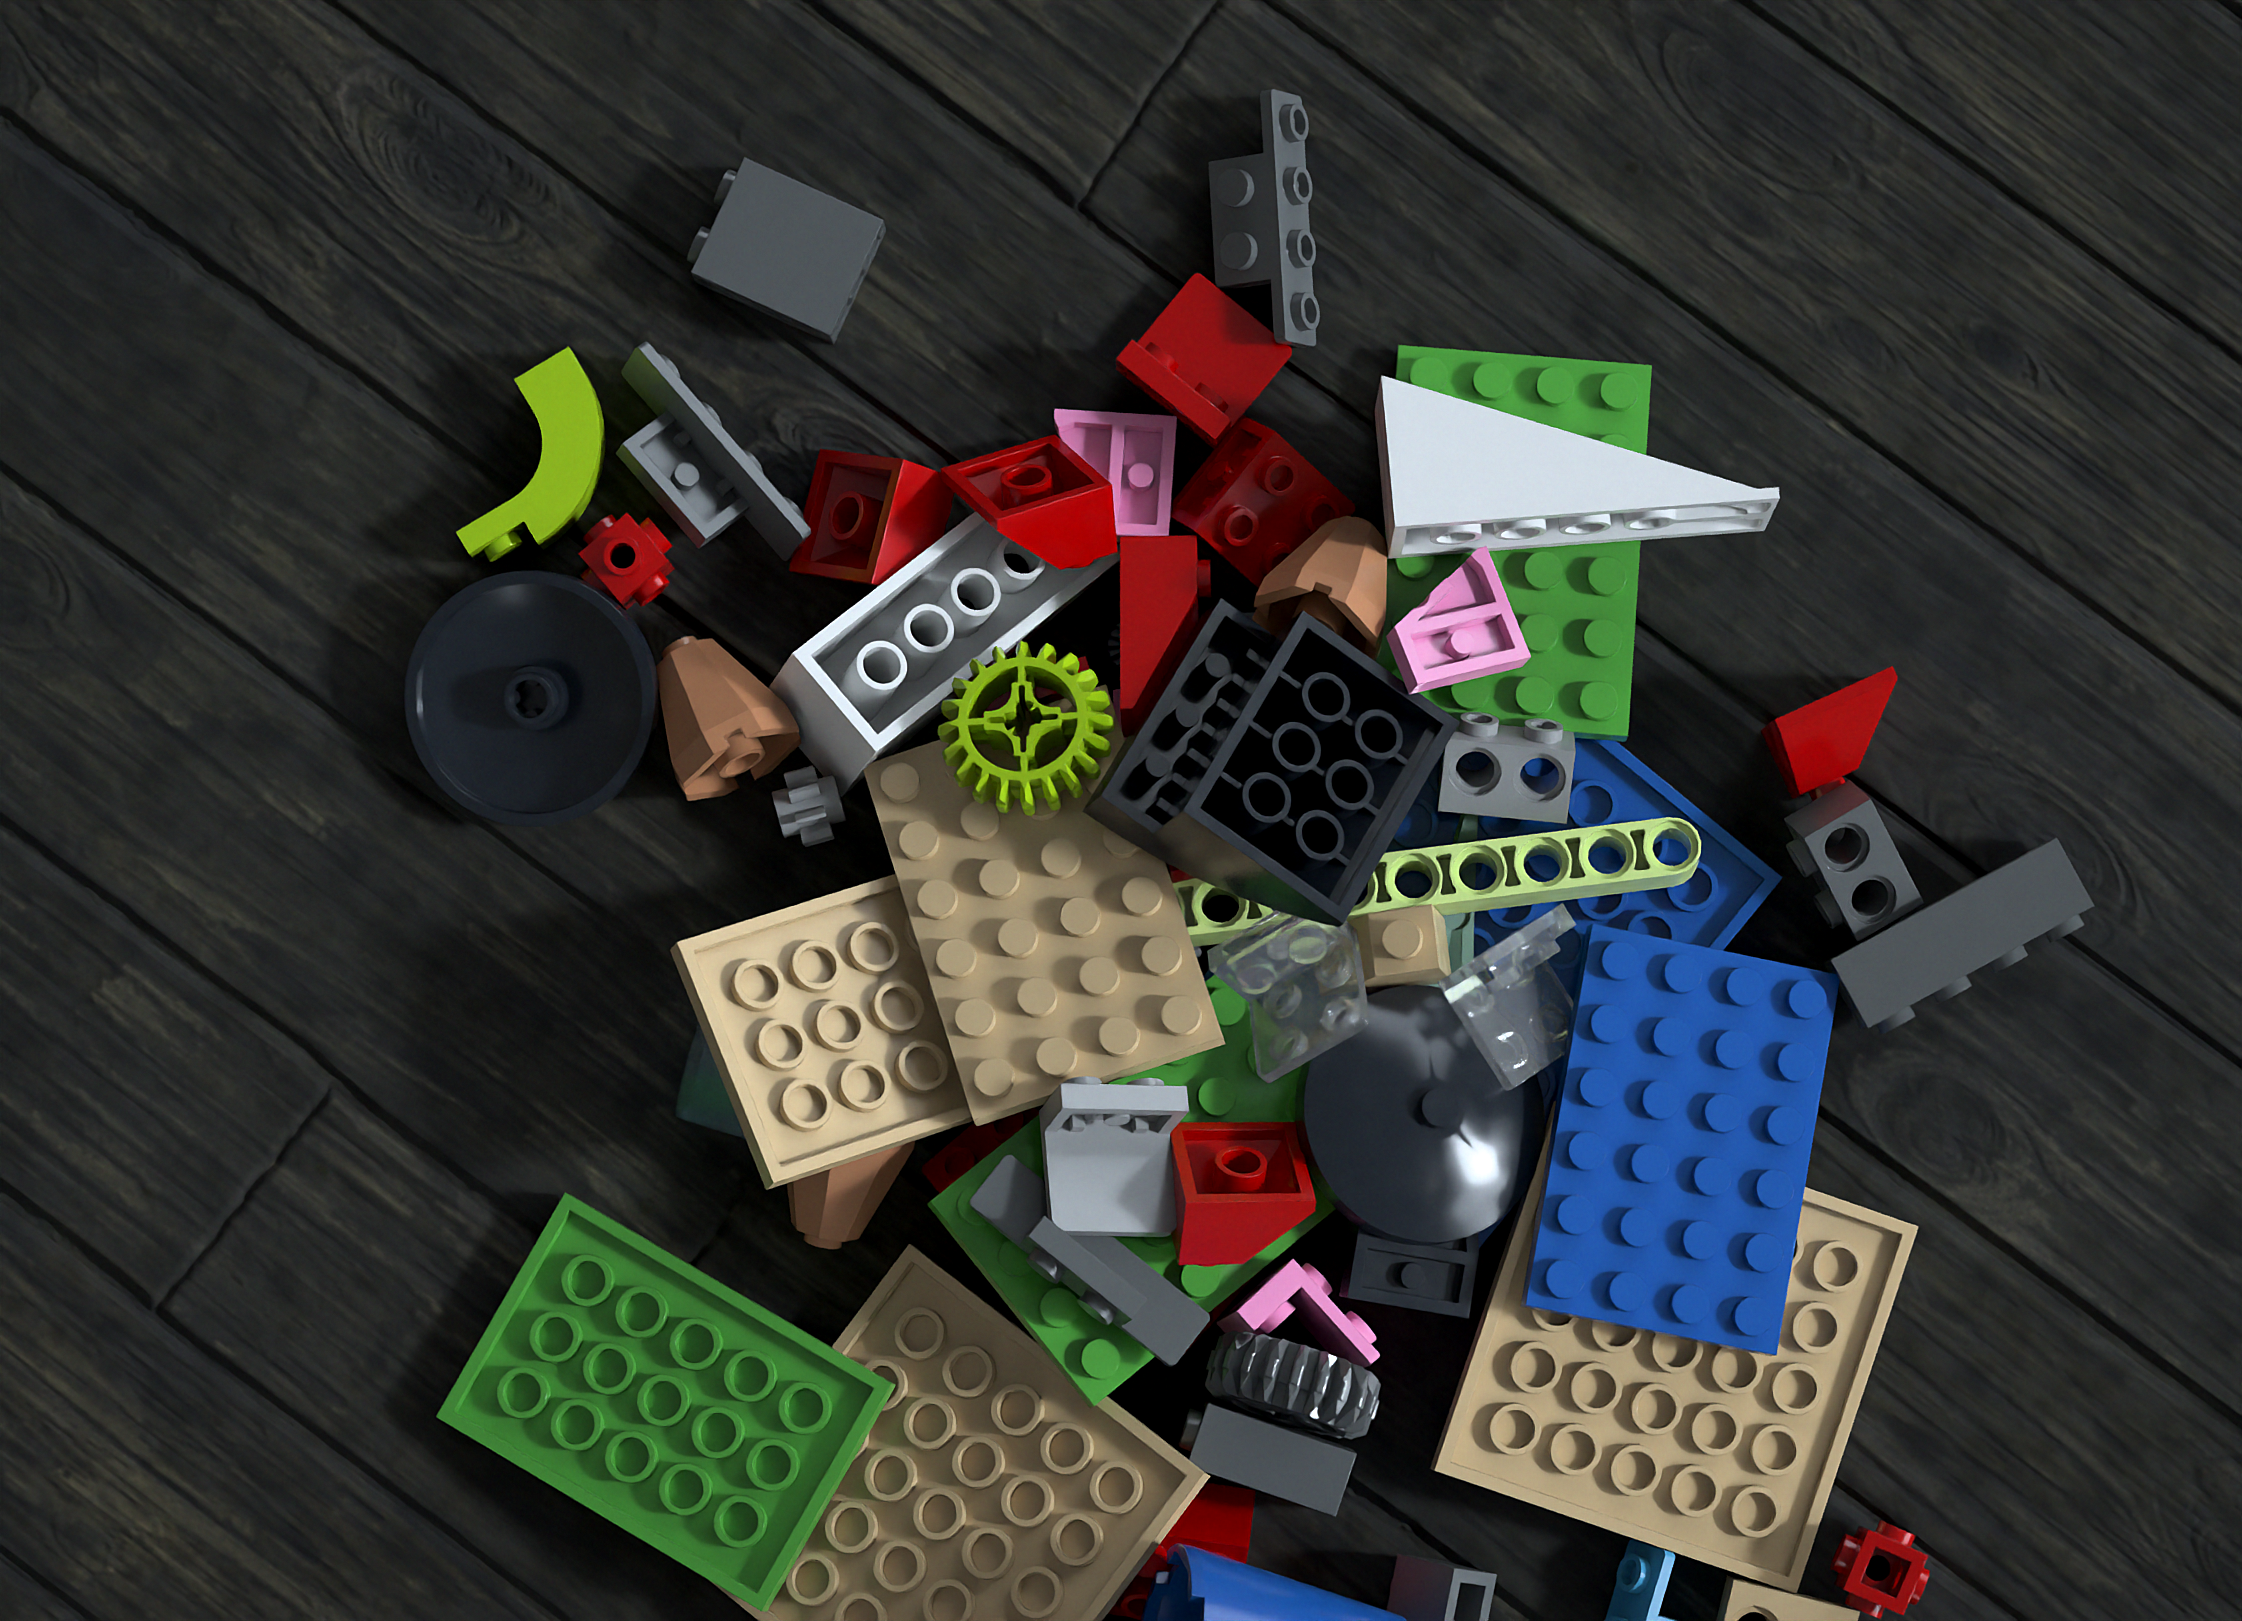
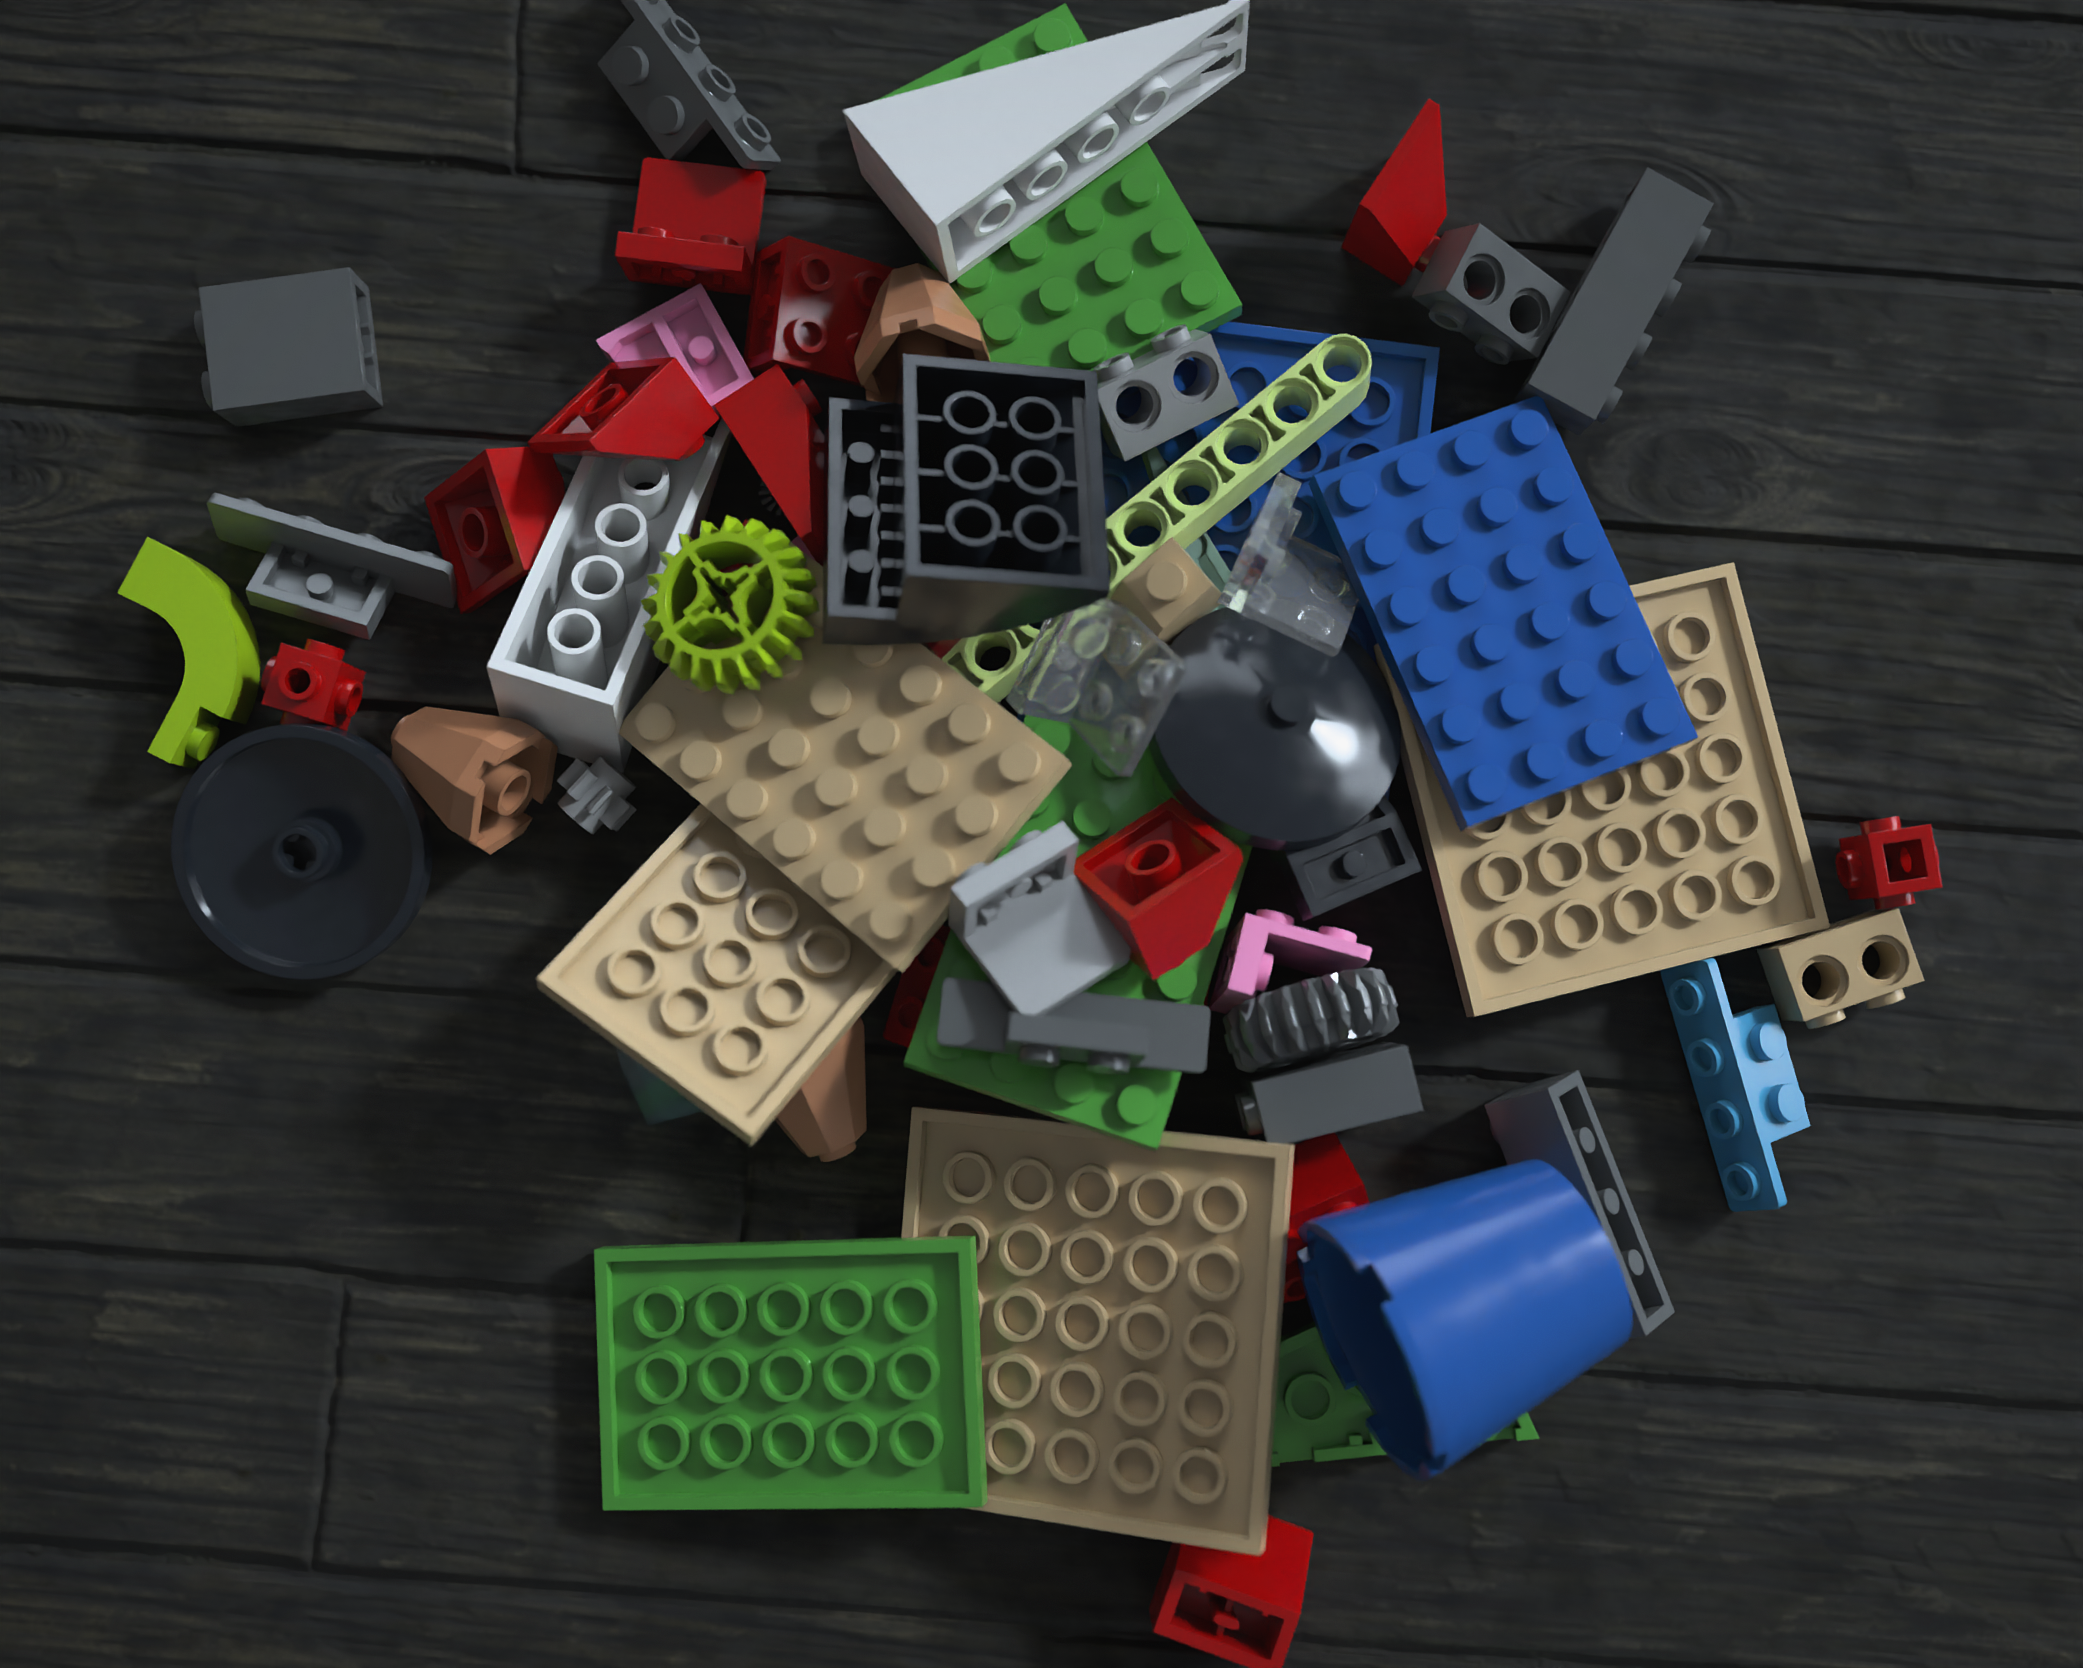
camera: 40 degrees left, 0 degrees up
(1459, 630) = (1047, 297): bright pink wing -> none

